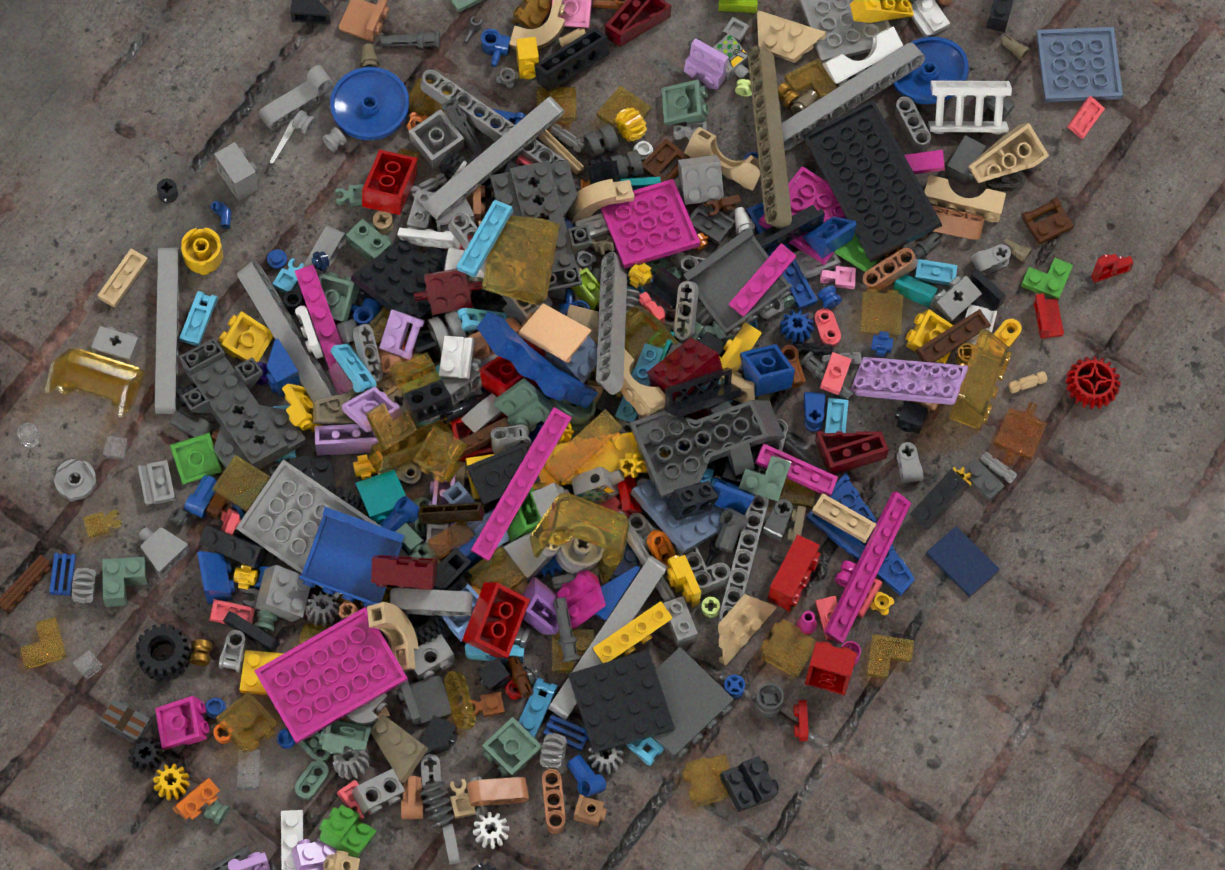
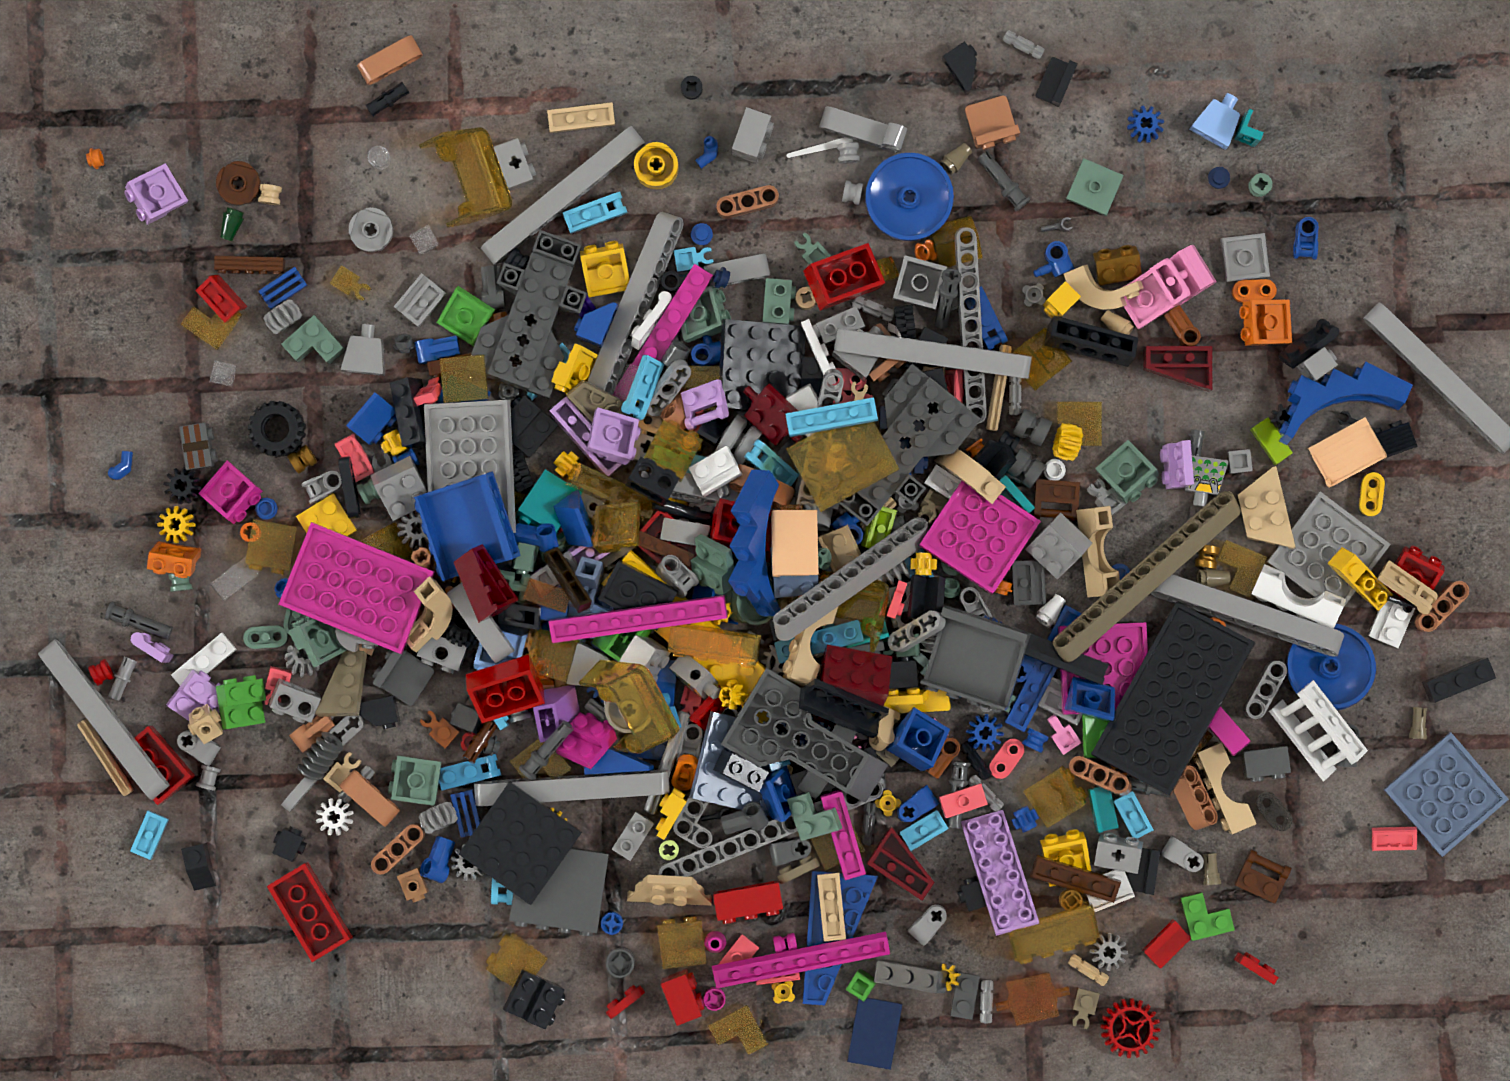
camera: 55 degrees right, 20 degrees up
(31, 620) = (220, 297): none -> red panel
(95, 791) = (122, 468): none -> blue arm
(284, 203) = (756, 194): none -> nougat beam
(389, 430) = (601, 467): clear yellow plate -> none
(412, 483) = (574, 520): none -> blue slope
(453, 693) = (439, 696): clear yellow beam -> none
(632, 633) = (586, 807): yellow bracket -> none
(727, 204) = (1054, 585): reddish brown plate -> none
(743, 87) = (1185, 512): yellowish green bush -> none
(762, 280) = (992, 679): dark pink plate -> none
(796, 424) = (881, 803): none -> yellow plate
(919, 543) = (861, 985): none -> bright green slope
(1004, 335) = (1116, 920): yellow plate -> none
(1010, 154) = (1302, 799): tan wedge -> none
(1032, 357) = (1105, 958): none -> light grey gear
(1052, 402) = (1085, 1004): none -> dark tan plate

